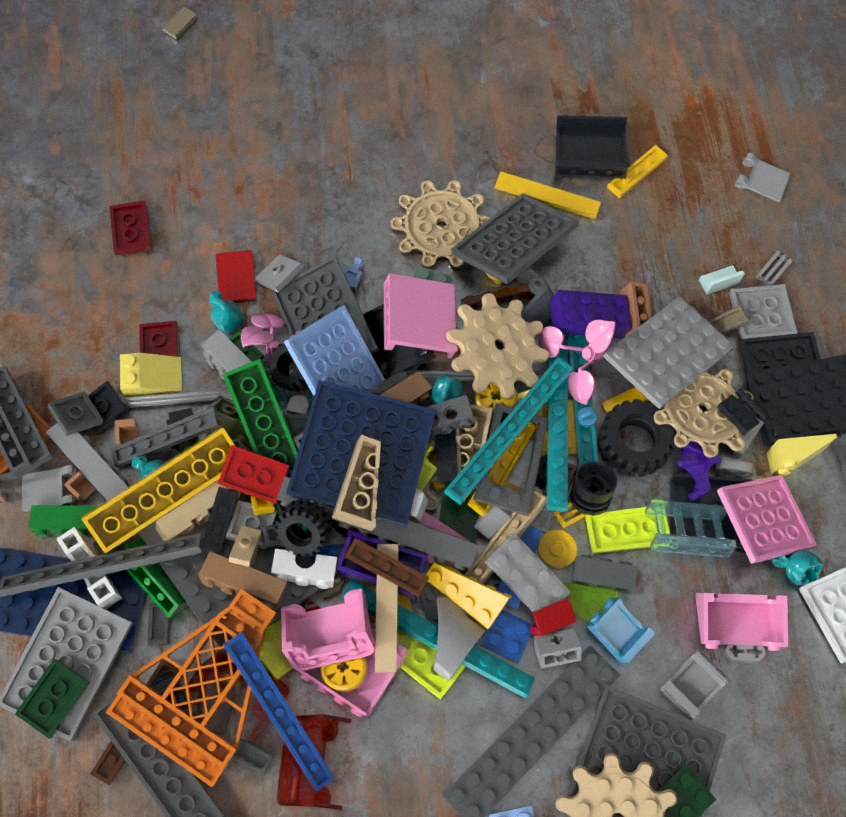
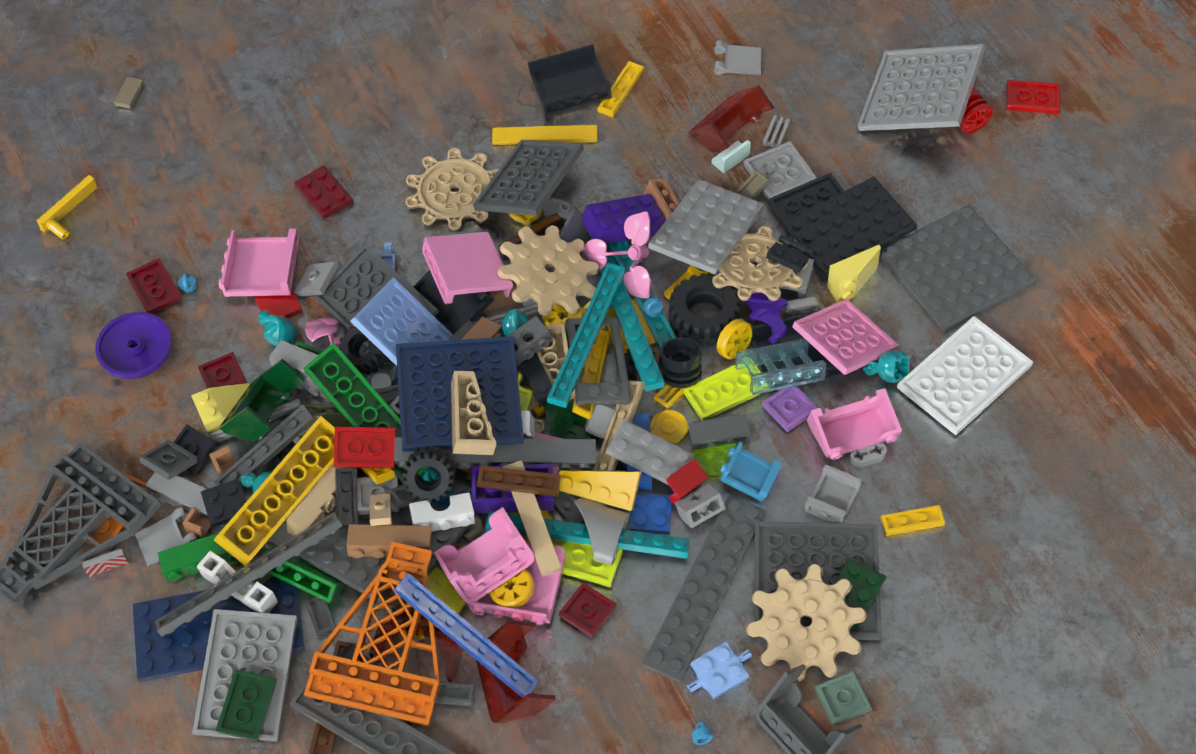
camera: 15 degrees left, 10 degrees down
(78, 119) = (50, 219): none -> yellow piece
(89, 283) = (134, 345): none -> dark purple dish
(109, 477) = (223, 502): none -> black plate
(162, 235) = (187, 283): none -> dark azure tile
(176, 386) = (259, 401): none -> dark green windscreen
(232, 240) = (259, 265): none -> bright pink panel
(319, 184) = (323, 192): none -> dark red plate
(409, 717) = (587, 610): none -> dark red plate
(654, 481) = (734, 338): none -> yellow wheel
(683, 573) = (789, 407): none -> medium lavender plate
(733, 237) = (730, 117): none -> clear red windscreen
(764, 741) = (912, 520): none -> yellow tile

